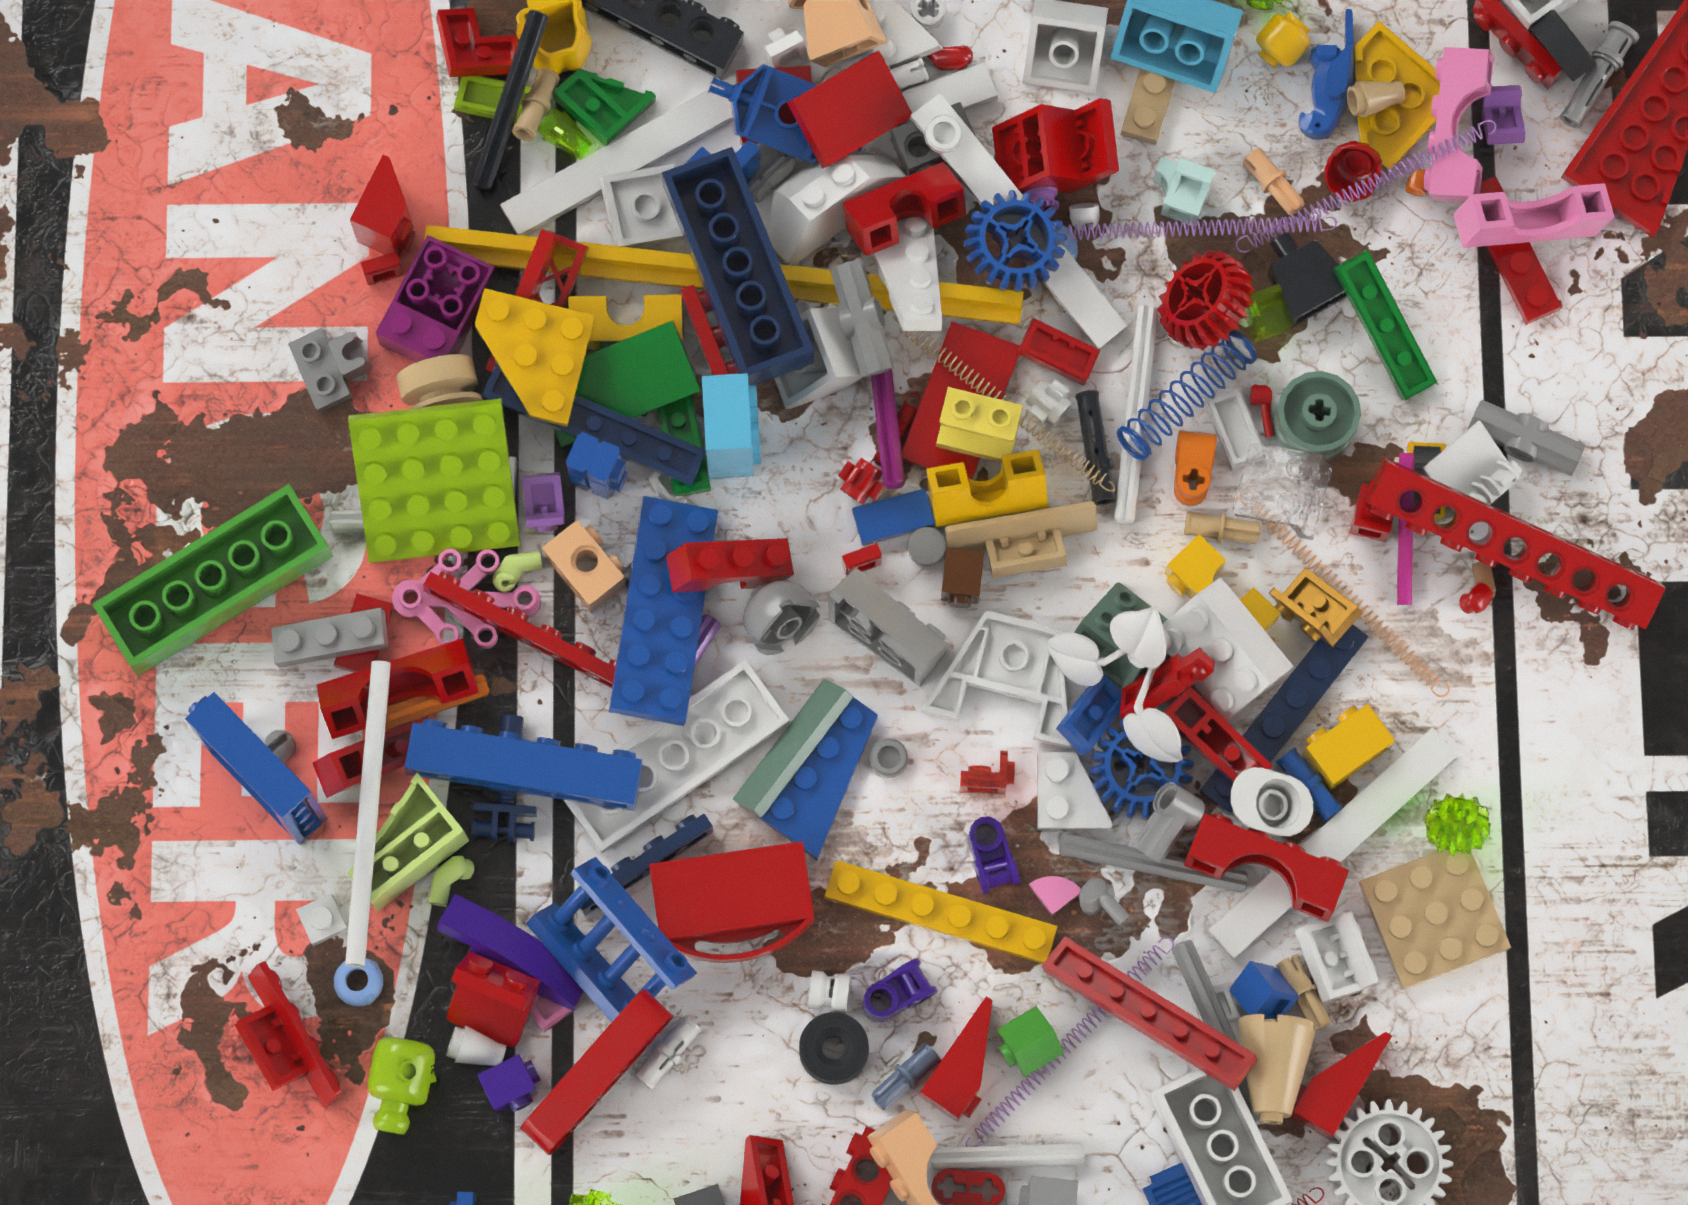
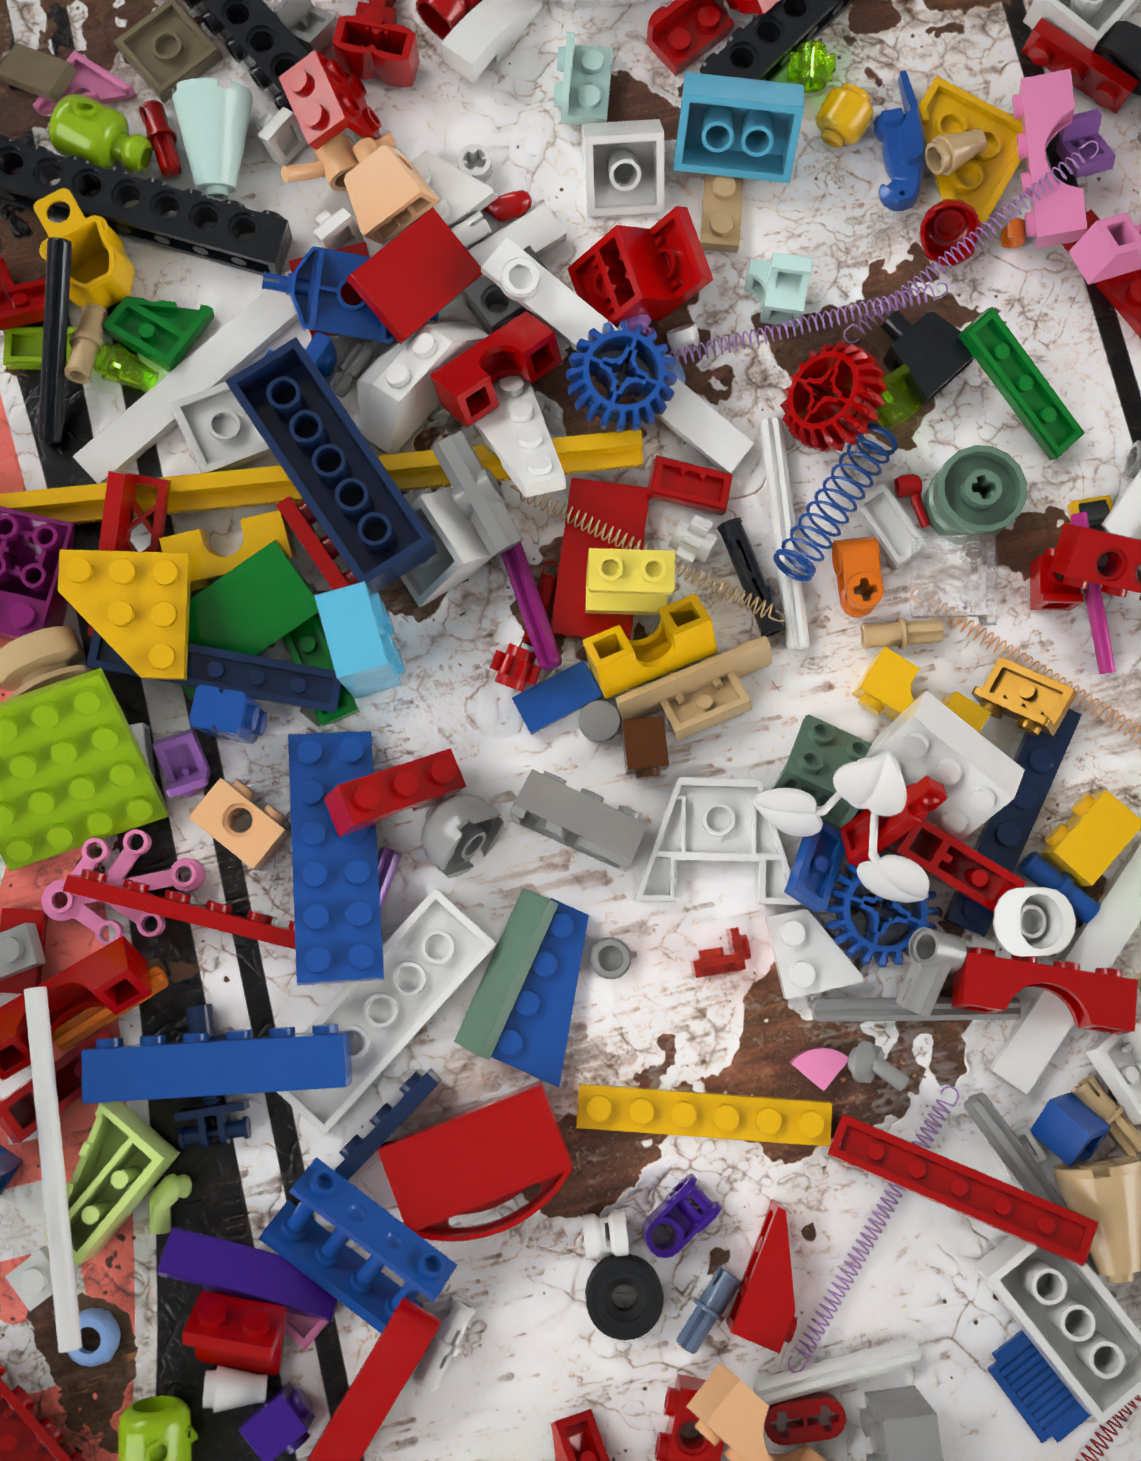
camera: 15 degrees left, 5 degrees up
(513, 567) = (166, 841): yellowish green arm -> none
(862, 559) = (535, 751): red tile -> none
(992, 857) = (749, 1047): dark purple piece -> none
(1029, 1042) = (833, 1243): bright green brick -> none
(1273, 181) = (869, 262): light nougat axle -> none

